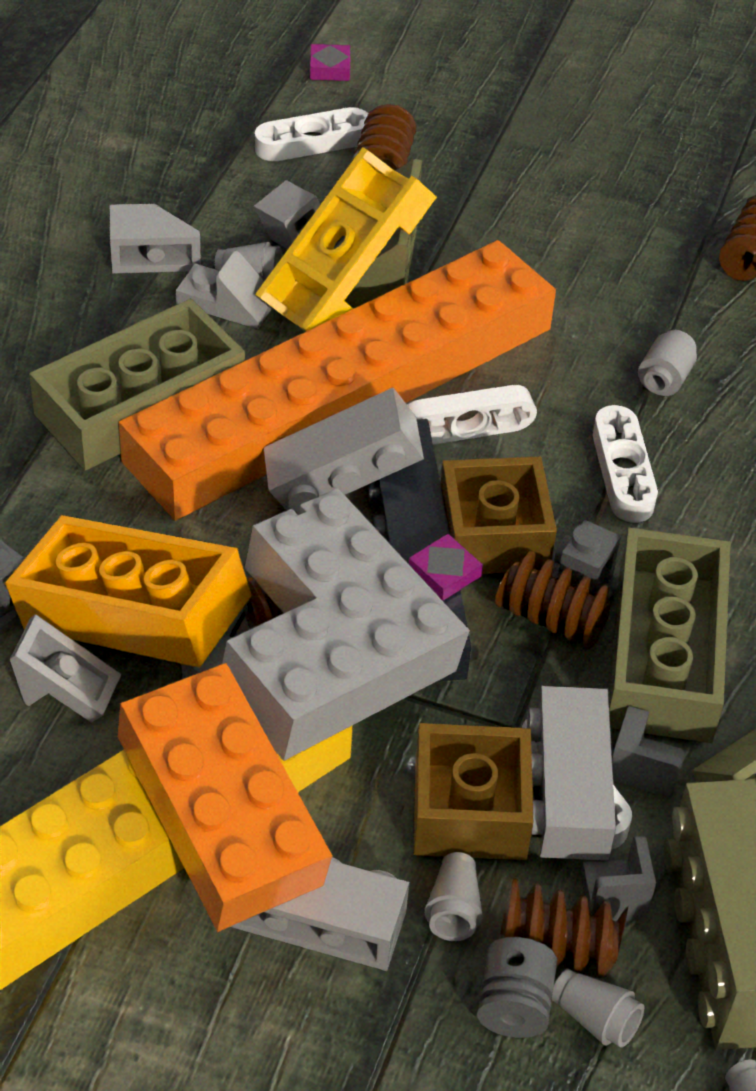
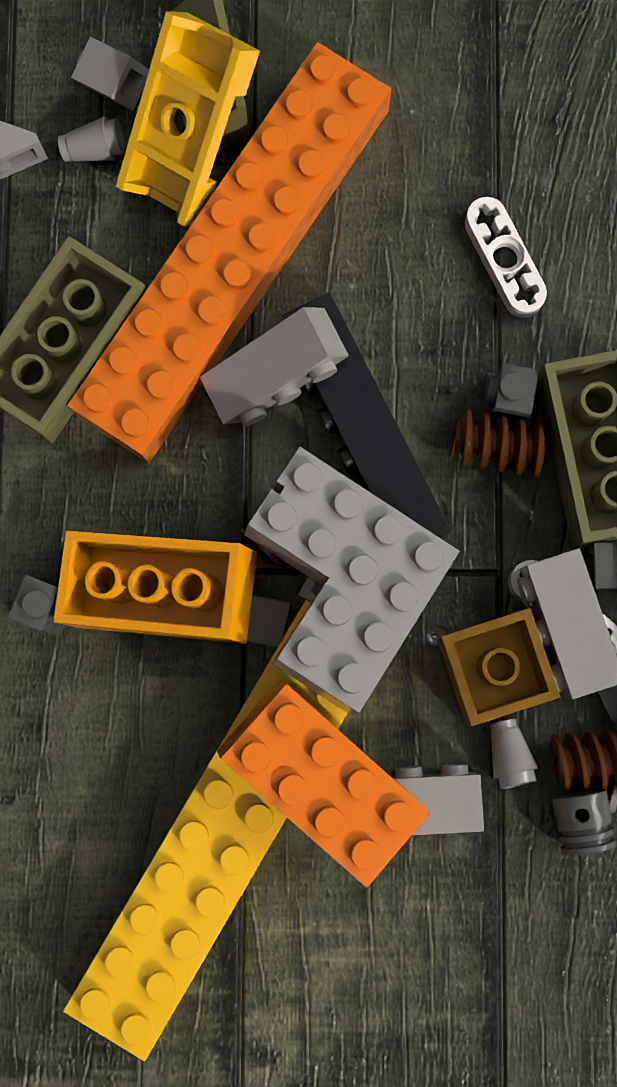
camera: 15 degrees left, 35 degrees up
(57, 665) = (135, 673): light grey slope -> none
(226, 292) = (83, 185): light grey slope -> none
(446, 566) = (405, 462): magenta tile -> none
(499, 510) = (424, 373): pearl gold brick -> none
(509, 407) = (356, 257): white beam -> none
(668, 363) = (511, 125): light grey brick -> none

